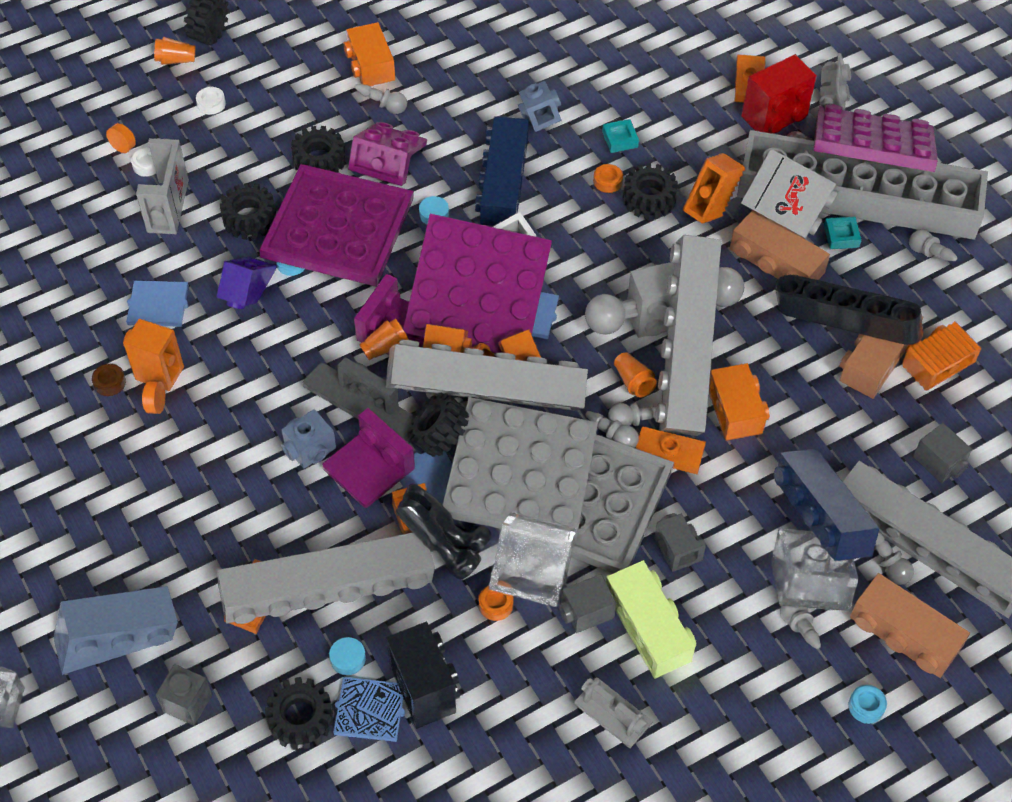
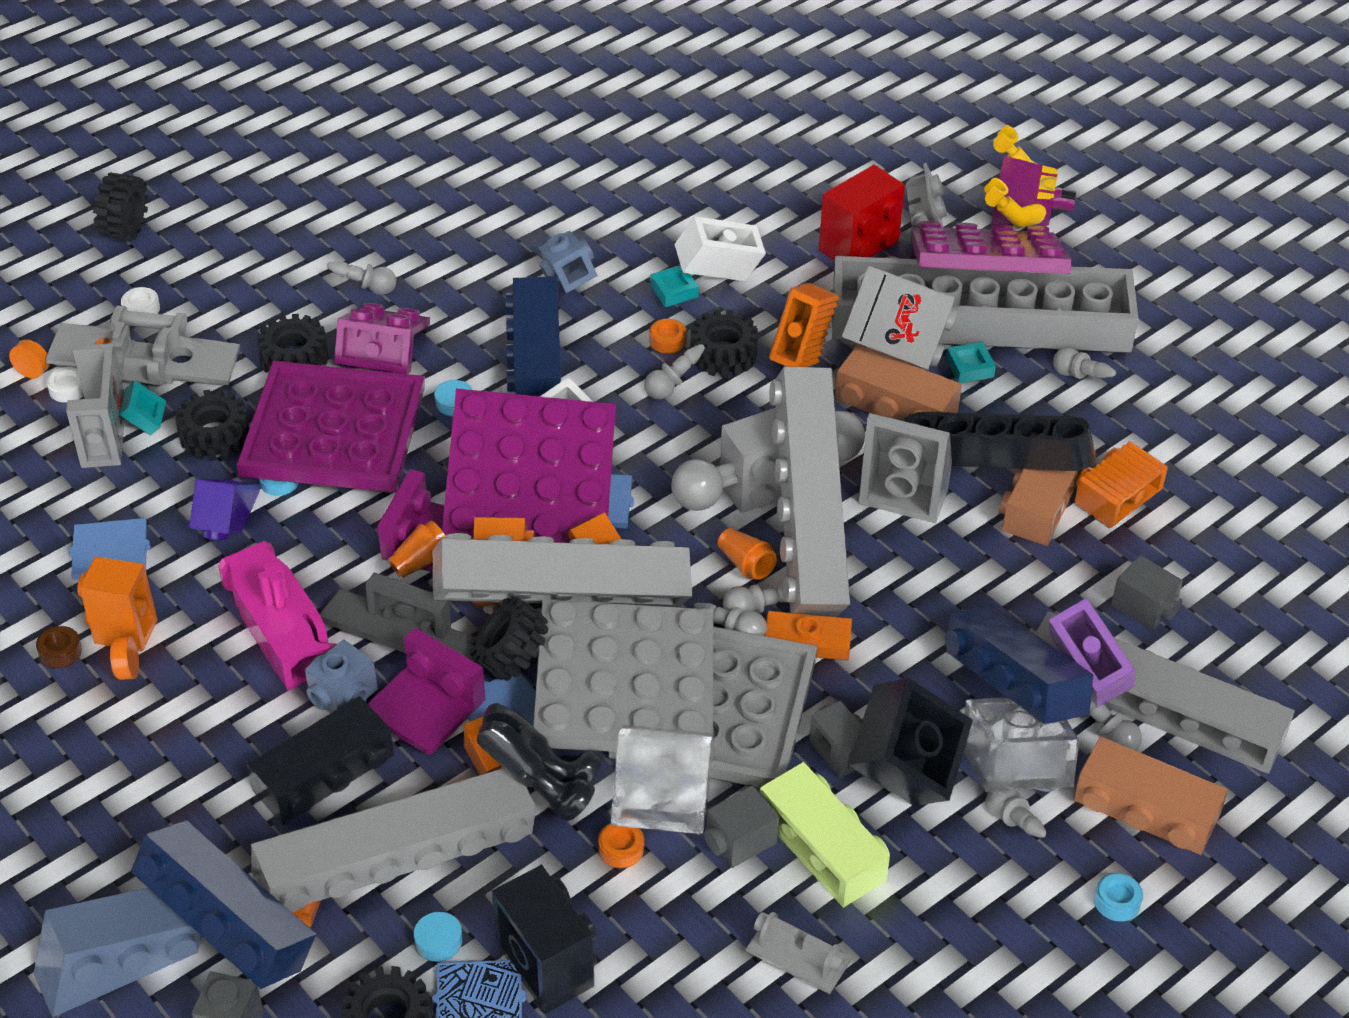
camera: 10 degrees left, 10 degrees down
(173, 51) = (82, 252): orange cone -> none
(190, 613) = (223, 903): none -> dark blue brick
(198, 190) = (142, 407): none -> teal plate
(209, 151) = (147, 362): none -> light grey piece
(270, 374) = (275, 611): none -> dark pink piece
(284, 502) = (321, 760): none -> black brick
(370, 54) = (339, 228): orange brick -> none
(595, 218) = (661, 383): none -> light grey bar
(660, 110) = (719, 248): none -> white brick
(728, 558) = (911, 742): none -> black brick
(737, 401) = (883, 567): orange brick -> none
(746, 66) = (811, 198): orange plate -> none
(769, 324) = (905, 468): none -> light grey slope
(884, 505) = (1089, 643): none -> medium lavender brick
(916, 84) = (1024, 189): none -> torso

